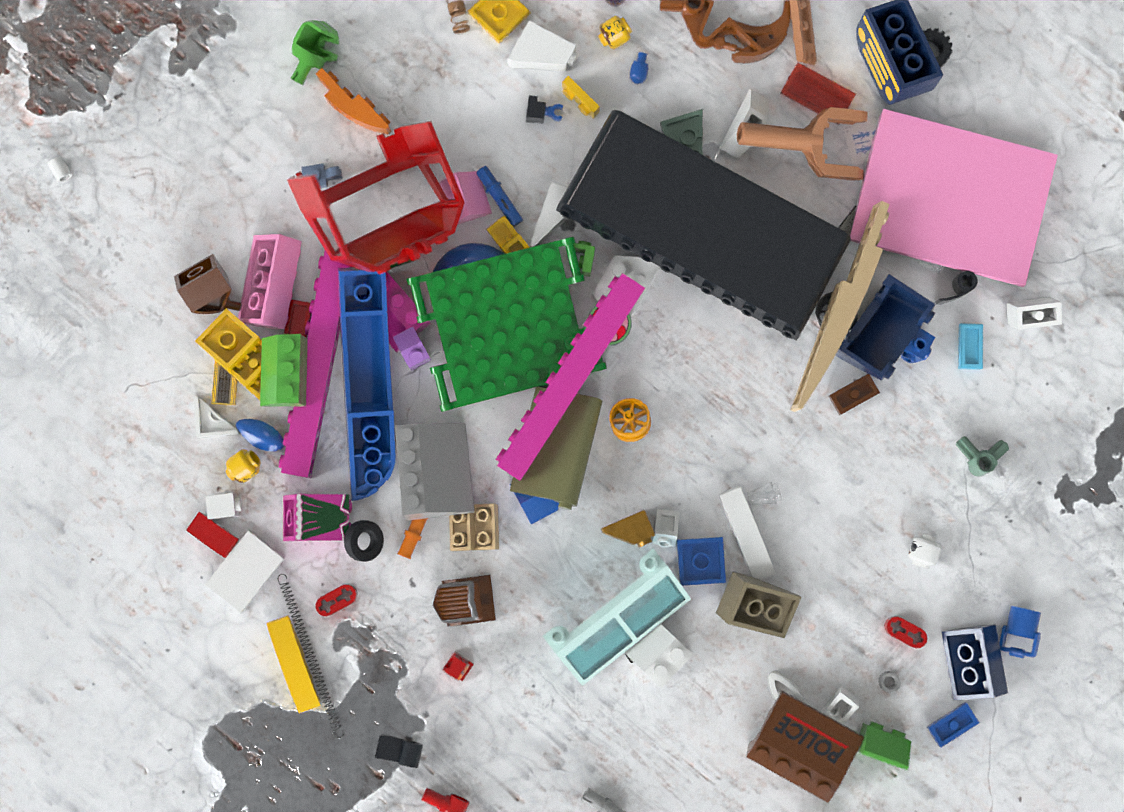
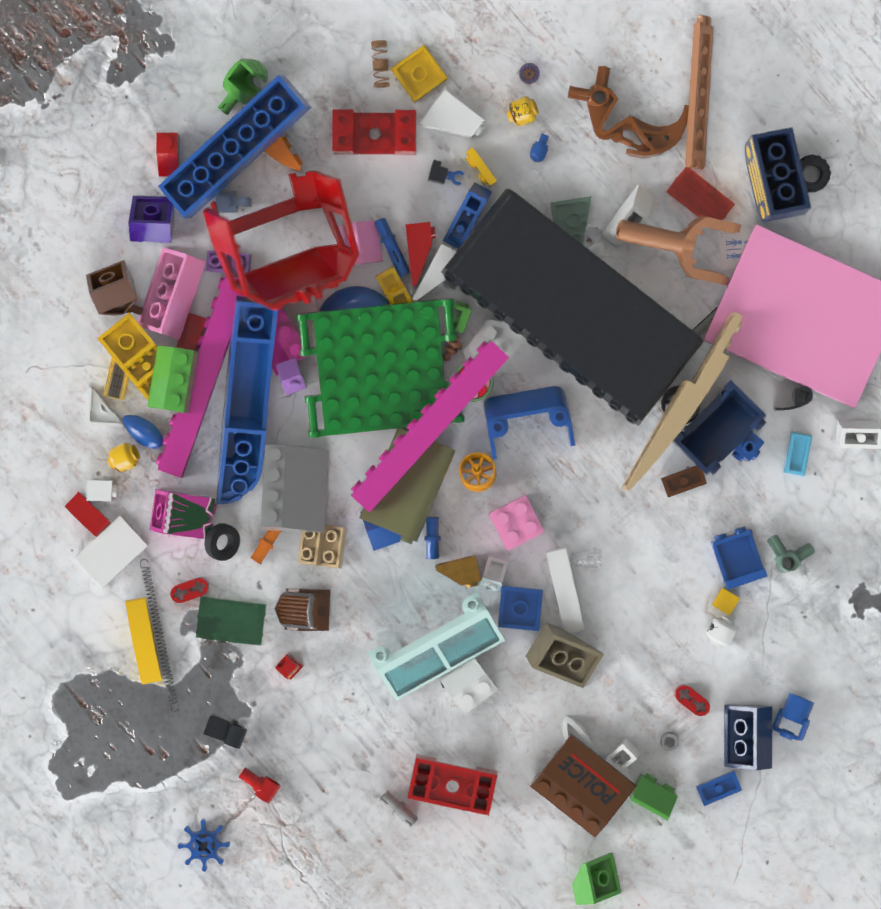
camera: 15 degrees right, 5 degrees up
(236, 207) = (151, 219): none -> dark purple slope
(244, 135) = (167, 153): none -> red slope
(312, 244) = (214, 265): none -> medium lavender slope
(313, 111) = (234, 146): none -> blue brick
(386, 627) = (230, 621): none -> clear green piece
(438, 84) = (352, 131): none -> red plate
(528, 187) = (419, 245): none -> red slope
(574, 148) = (467, 215): none -> blue slope
(582, 287) = (451, 348): none -> nougat hair
(592, 500) = (432, 538): none -> blue pin
(636, 764) = (430, 782): none -> red plate
(643, 347) = (525, 403): none -> blue windscreen
(681, 468) = (516, 522): none -> bright pink brick
(922, 518) = (725, 601): none -> yellow tile
(927, 468) = (738, 558): none -> blue panel

